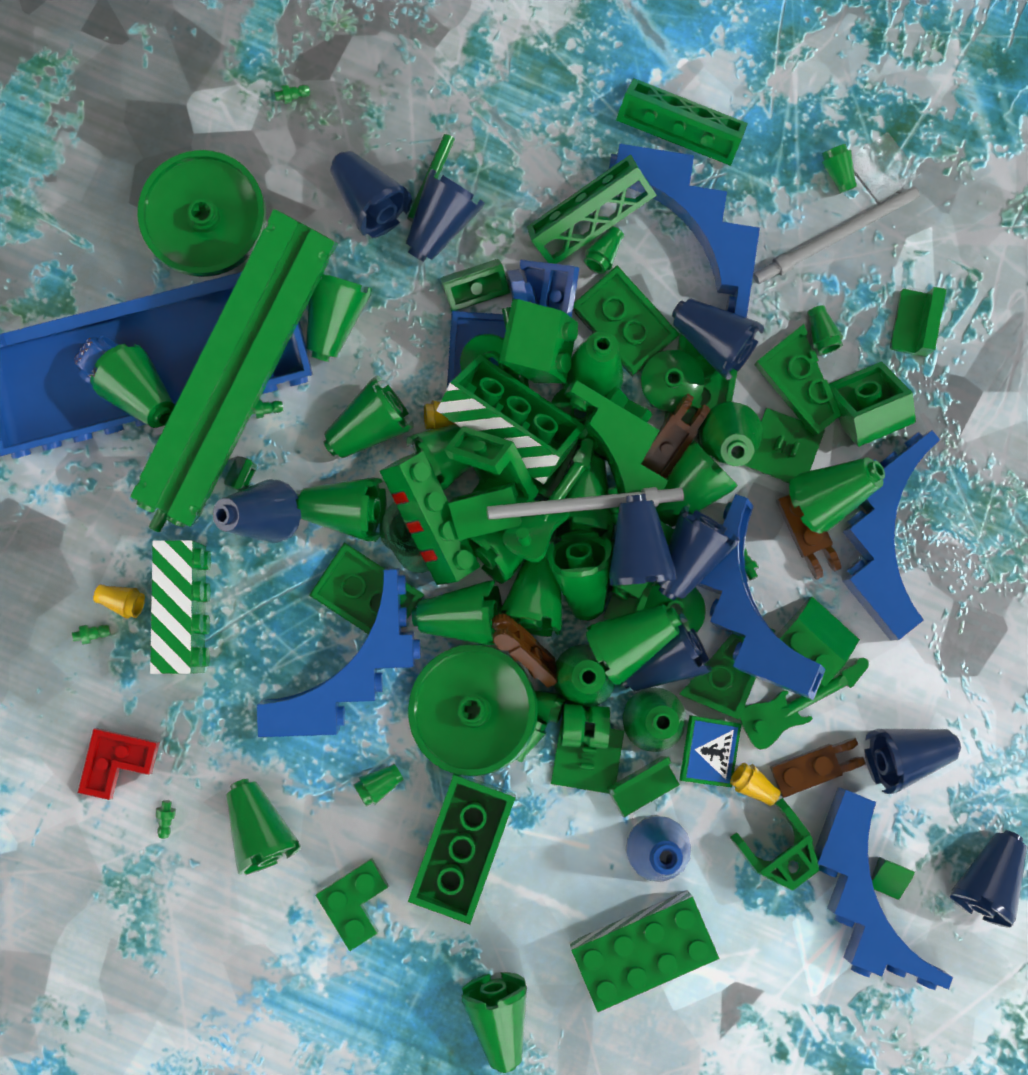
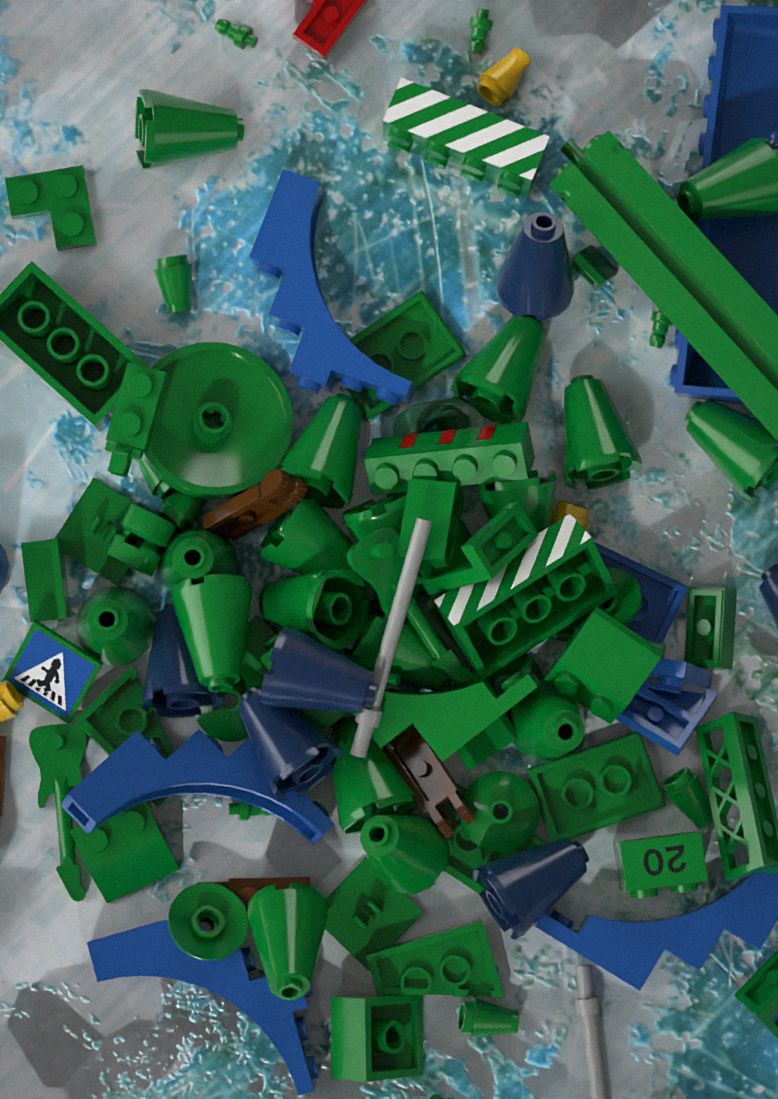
camera: 115 degrees right, 0 degrees up
(496, 769) = (134, 416): none -> green hinge
(662, 248) = (660, 862): none -> green brick
(832, 549) = (216, 907): none -> green dish

